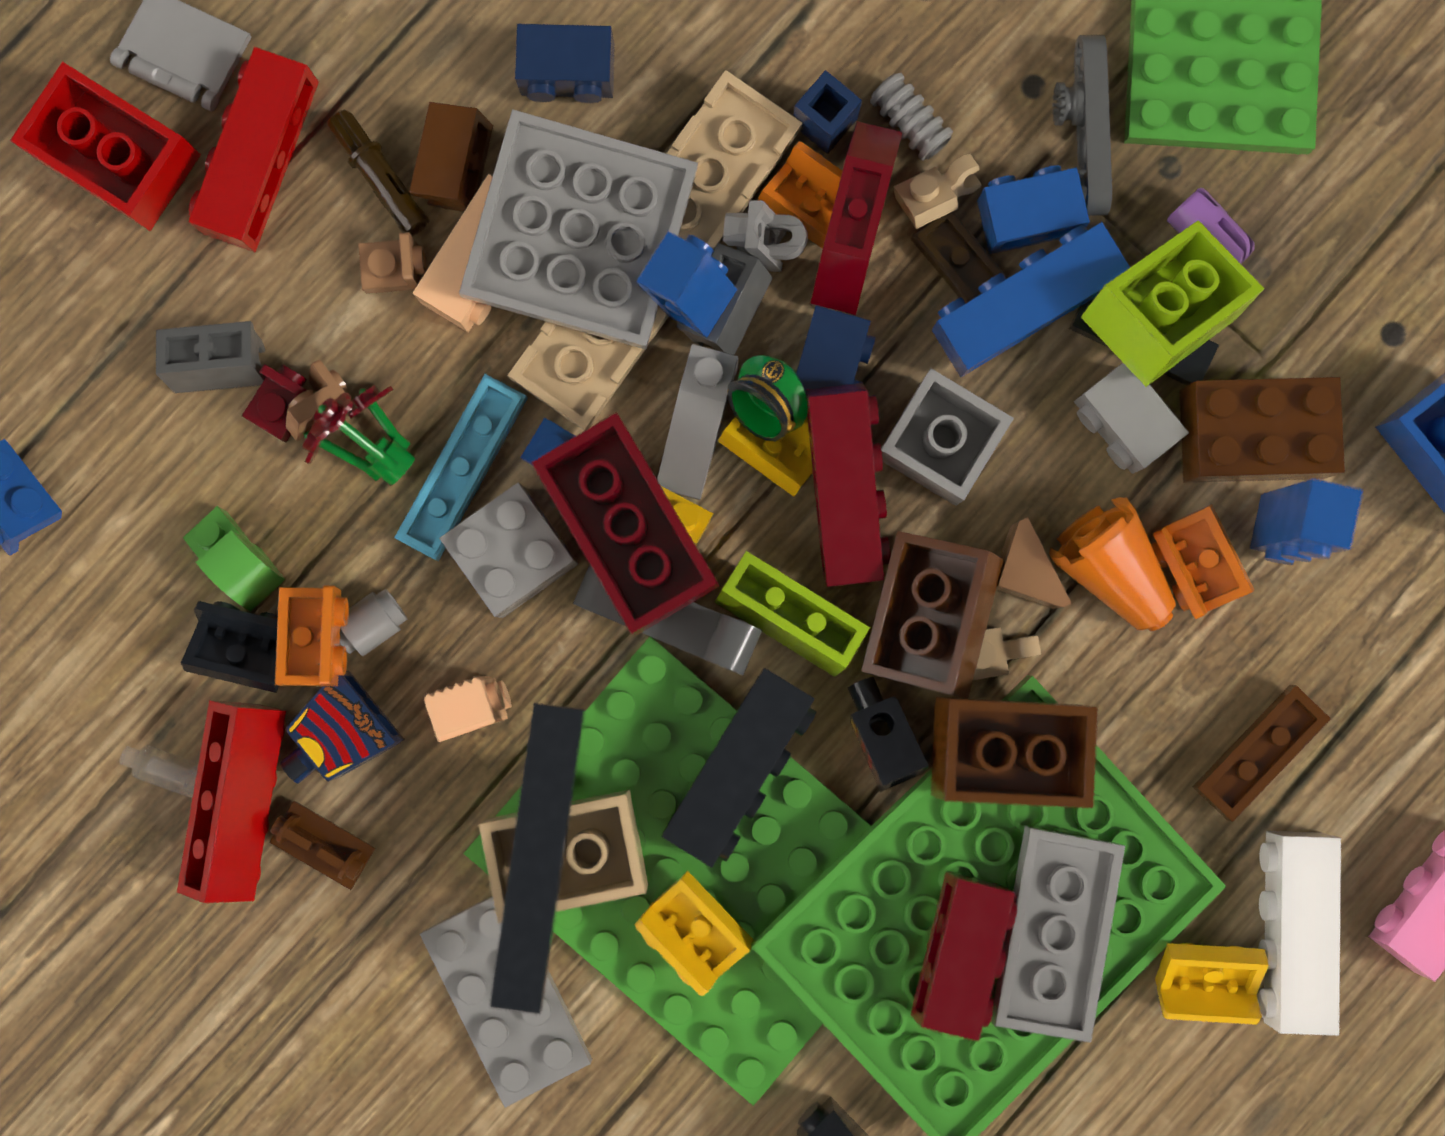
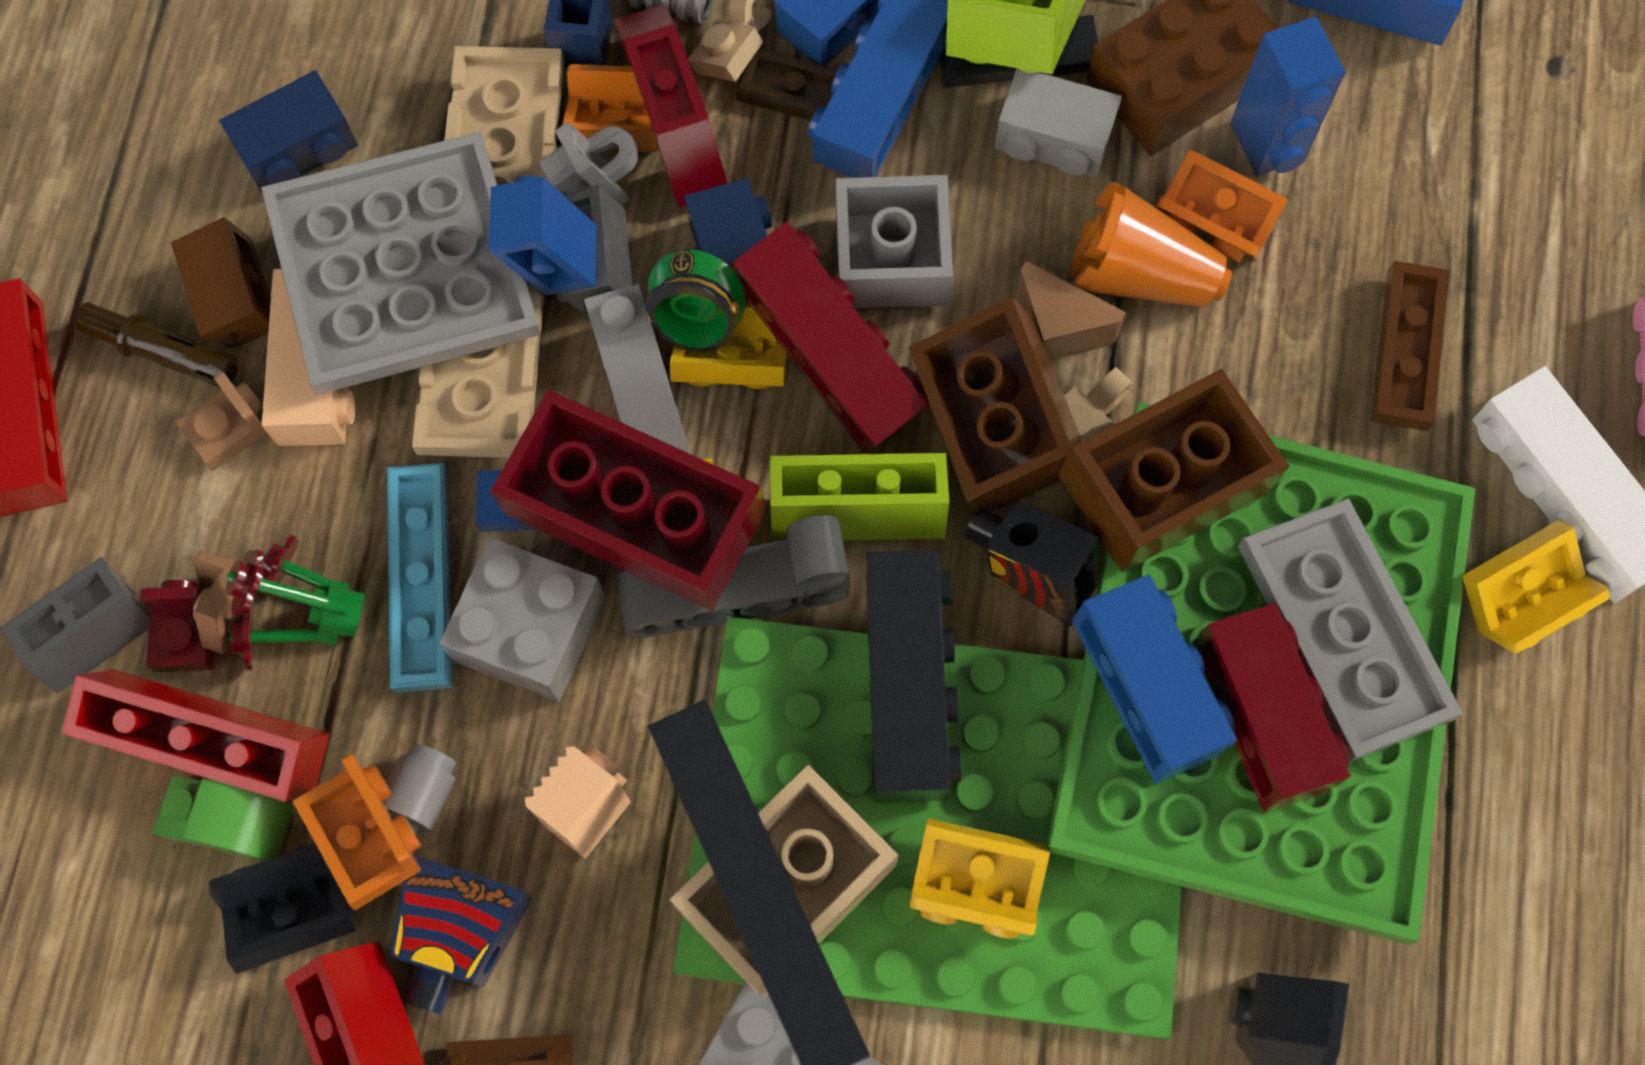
camera: 35 degrees left, 15 degrees down
(245, 491) = (195, 734): none -> red brick
(898, 887) = (1154, 678): none -> blue brick

